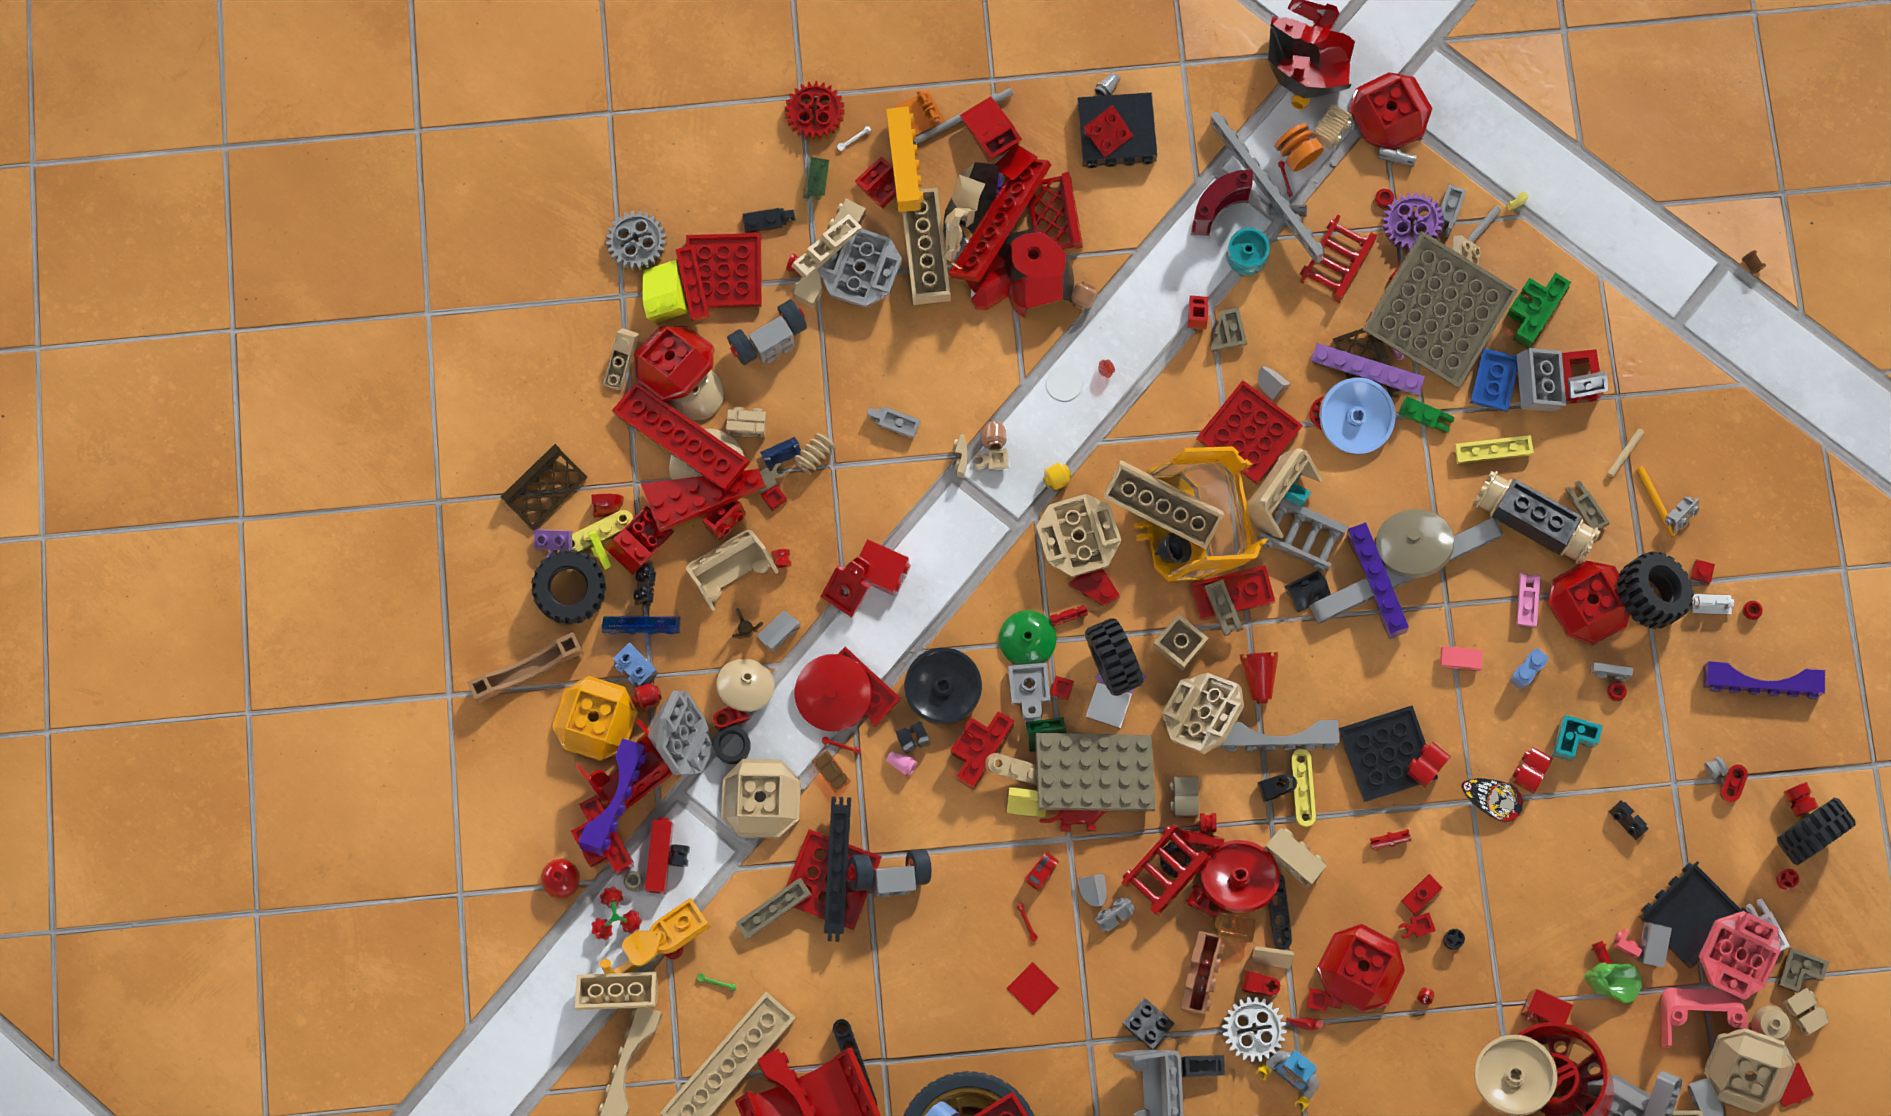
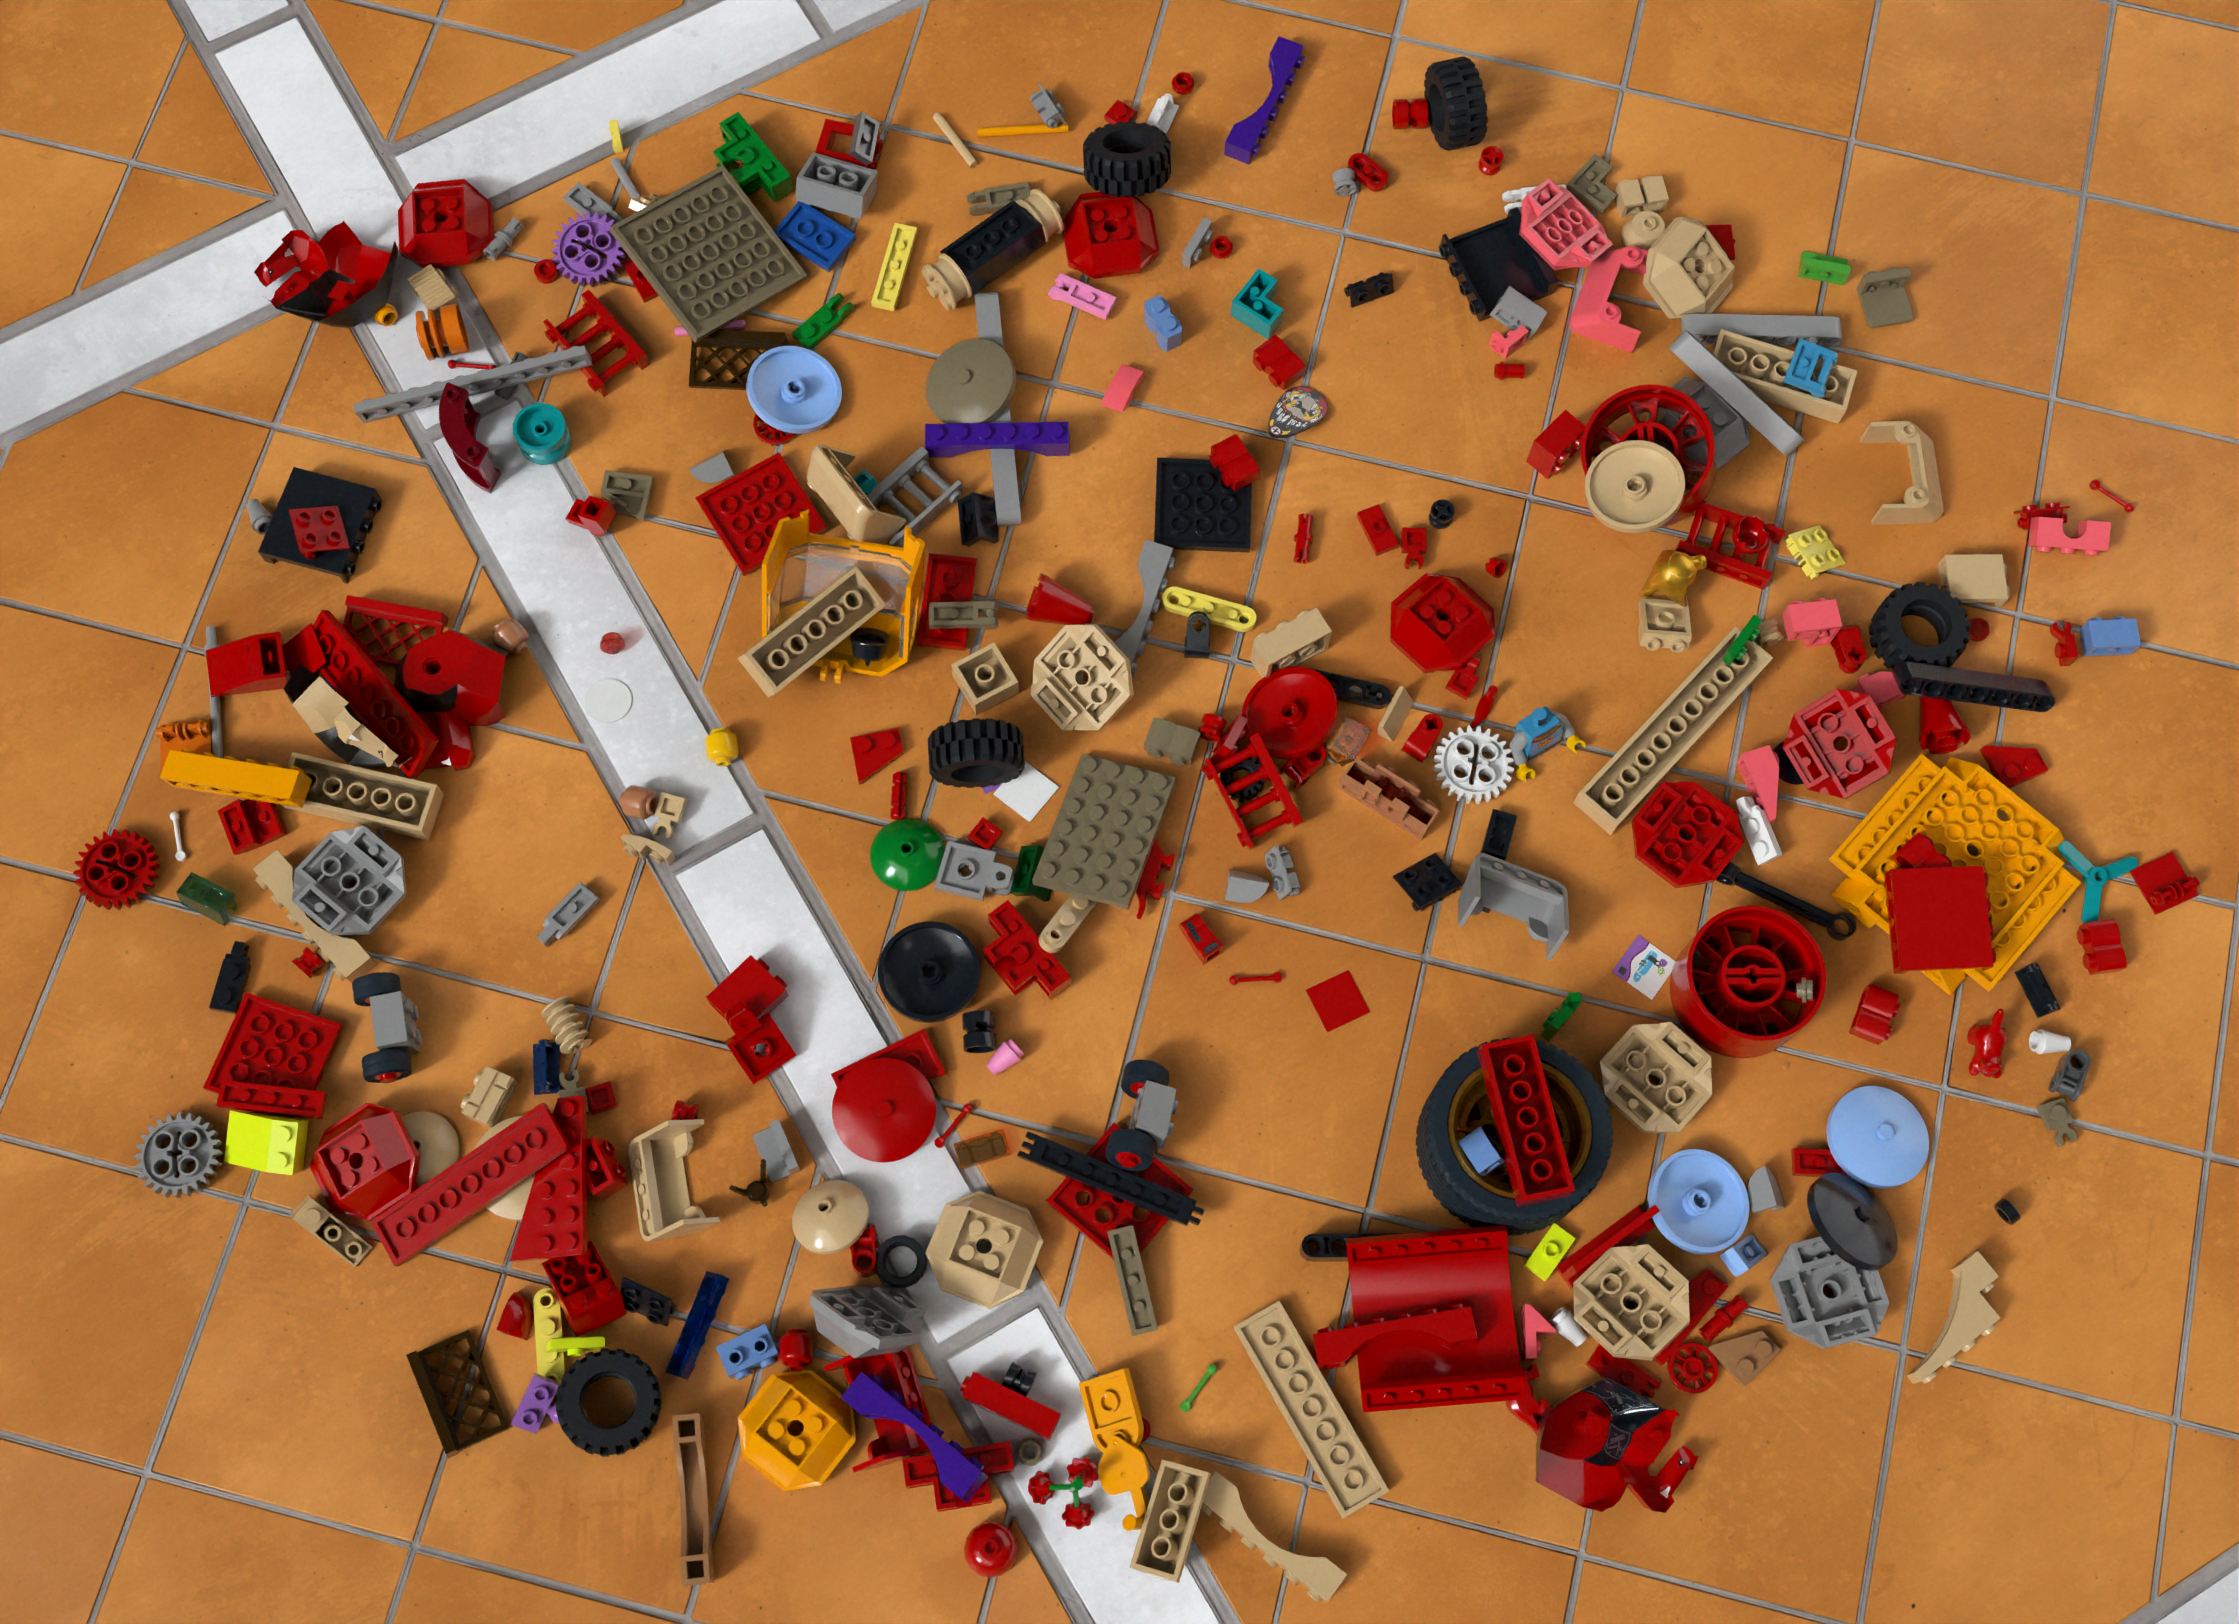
camera: 75 degrees left, 5 degrees down
(827, 246) = (305, 909): tan slope -> none
(1024, 803) = (1109, 928): light yellow panel -> none
(1083, 516) = (804, 721): tan piece -> none
(1368, 369) = (743, 356): medium lavender plate -> none
(1615, 981) = (1545, 368): bright green hair -> none

